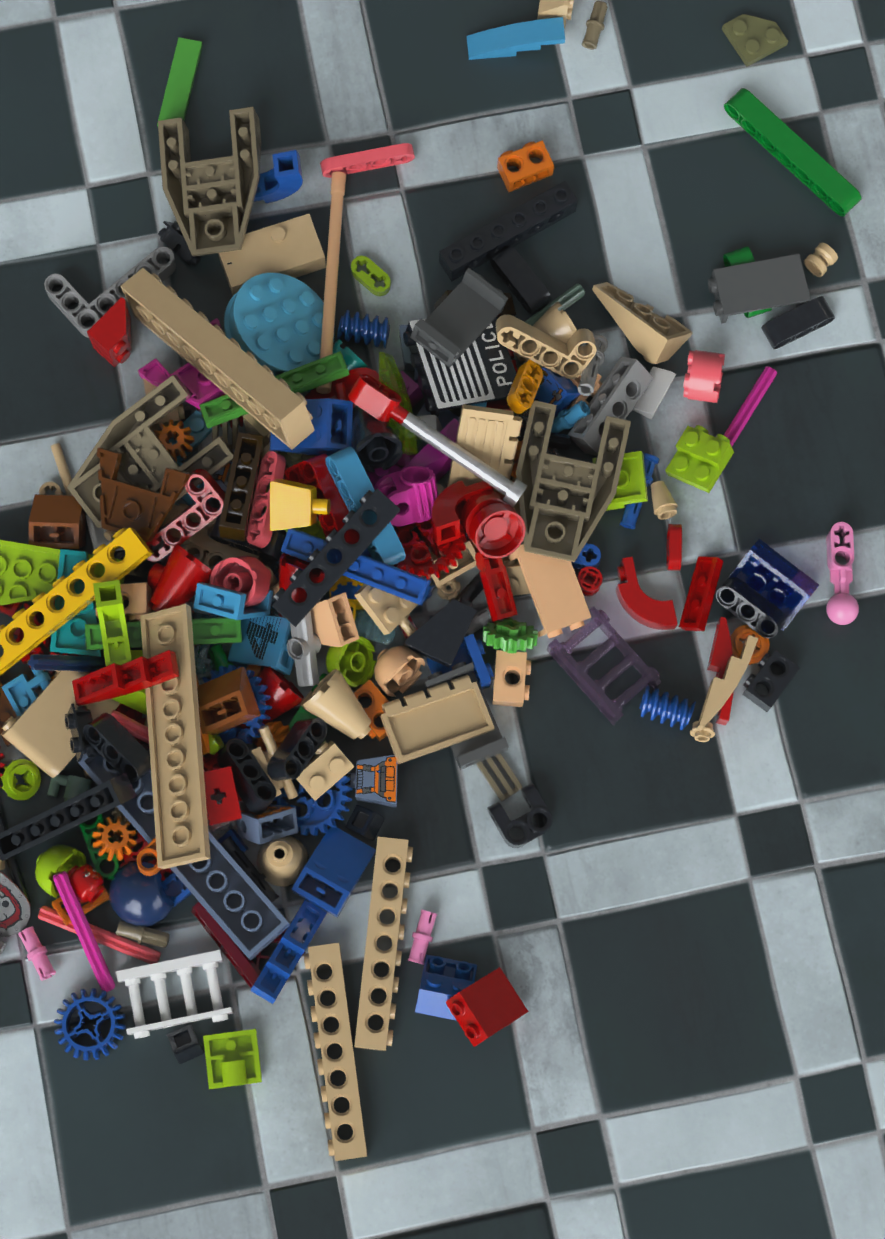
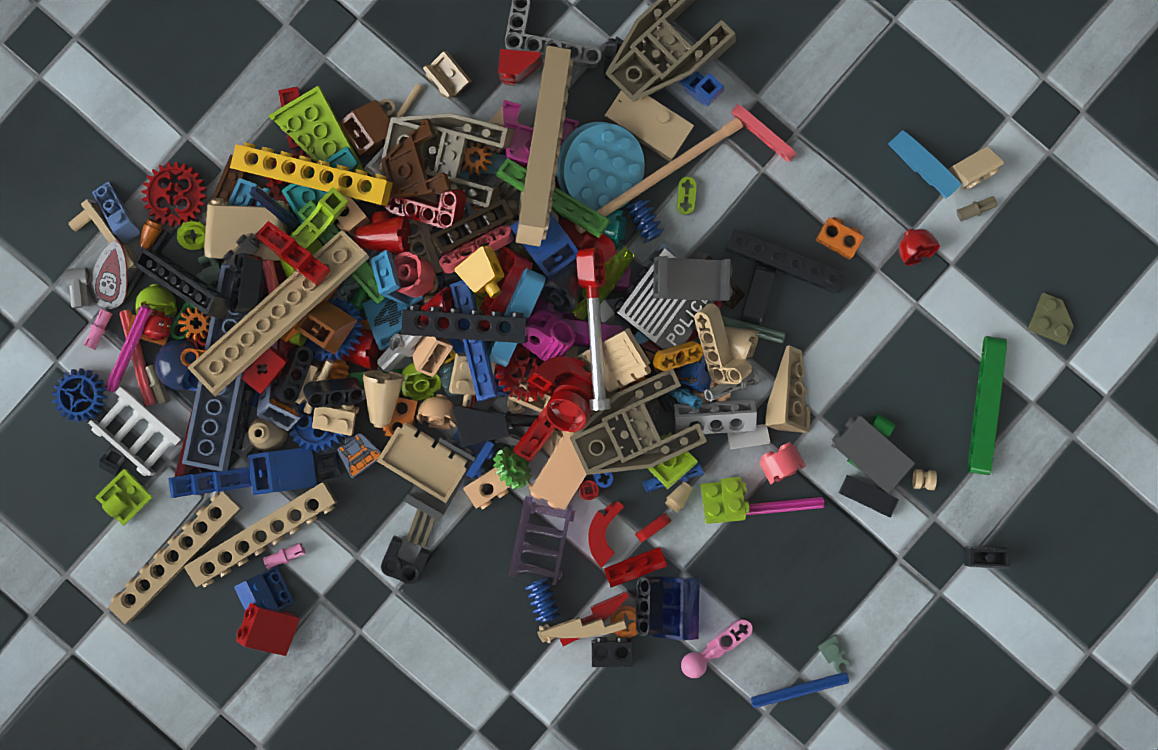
camera: 60 degrees right, 10 degrees up
(67, 408) = (447, 75): none -> tan bracket
(589, 99) = (917, 245): none -> red cylinder

